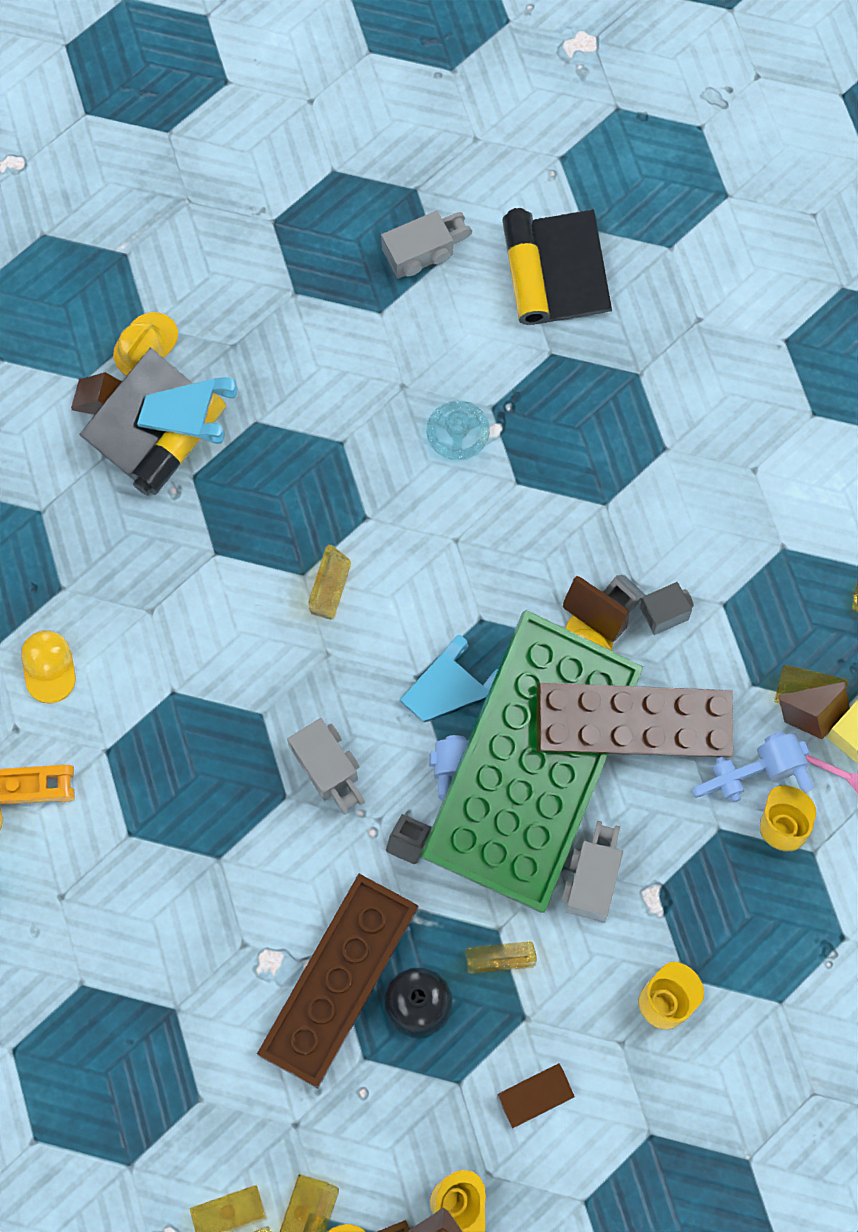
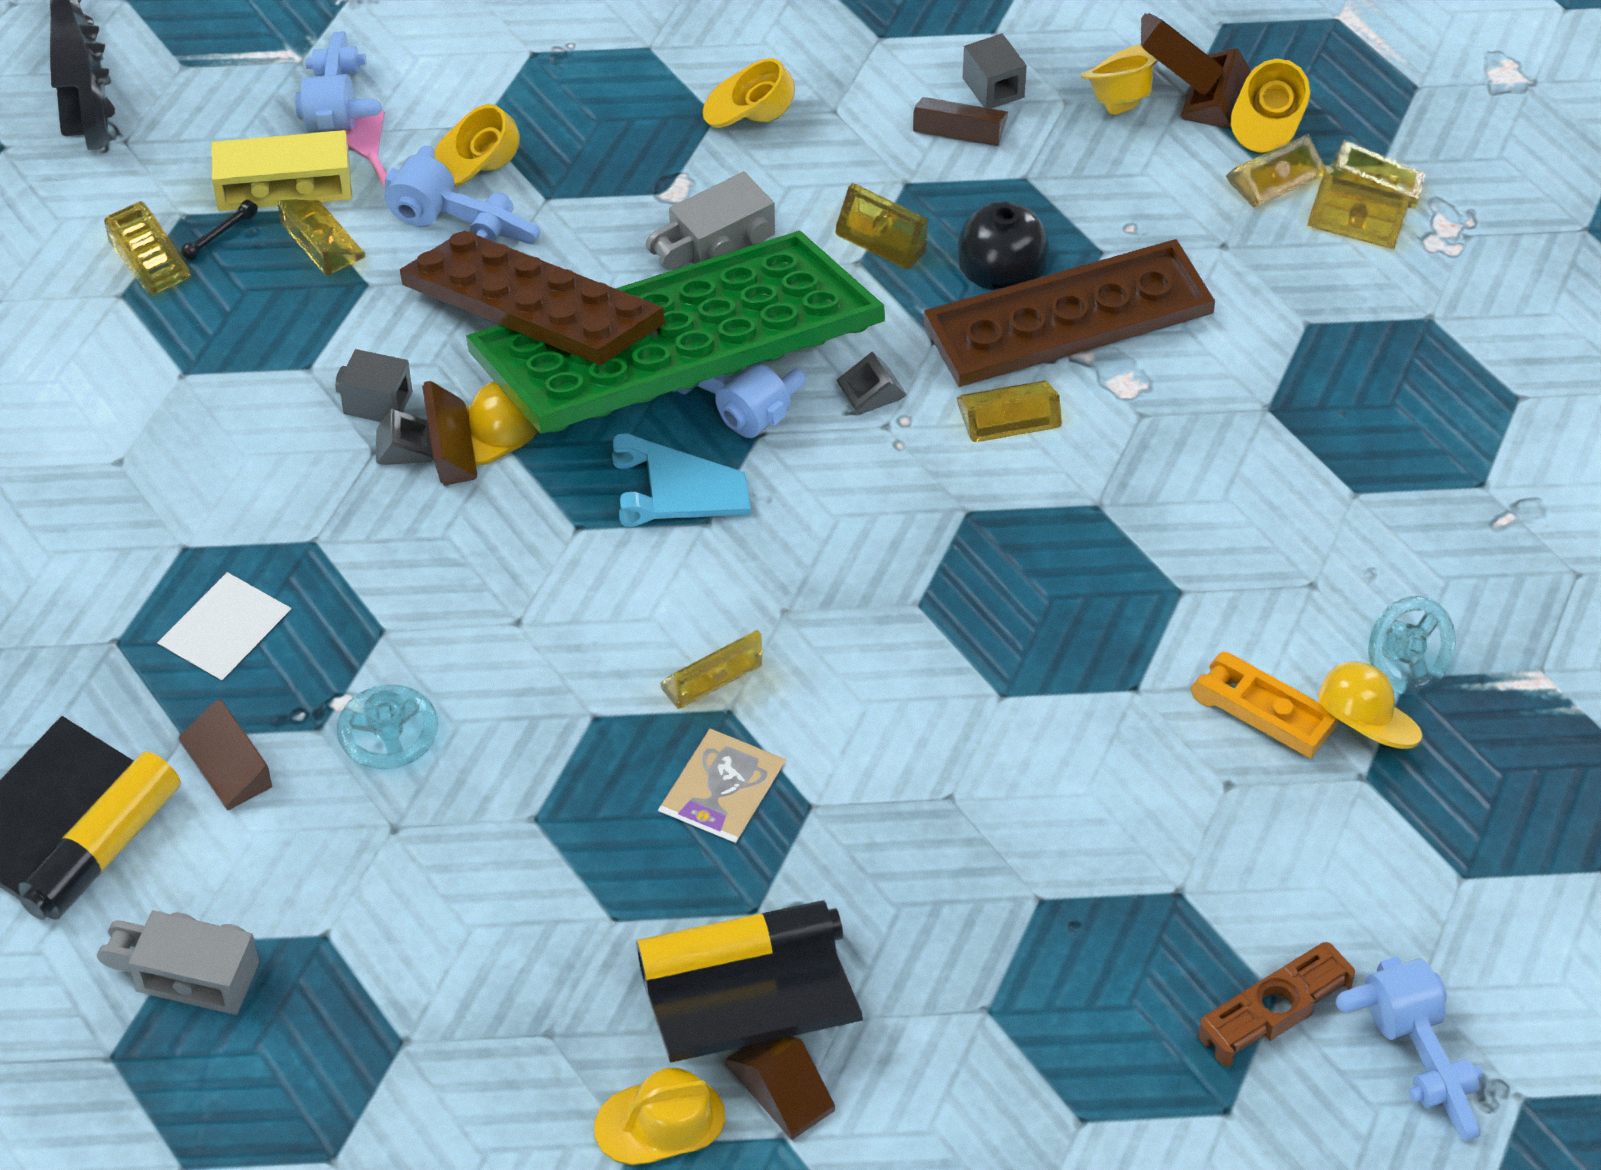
camera: 140 degrees left, 20 degrees down
(48, 666) = (1131, 821): yellow cap -> none
(185, 409) = (696, 951): medium azure flag -> none
(268, 530) = (722, 785): none -> sticker
(319, 884) = (1010, 411): none -> clear yellow slope
(326, 763) = (894, 495): light grey brick -> none
(515, 354) = (226, 756): none -> reddish brown slope
(545, 1148) = (994, 71): none -> dark grey brick
(596, 423) = (224, 626): none -> white sticker
(815, 708) = (342, 193): reddish brown slope -> none

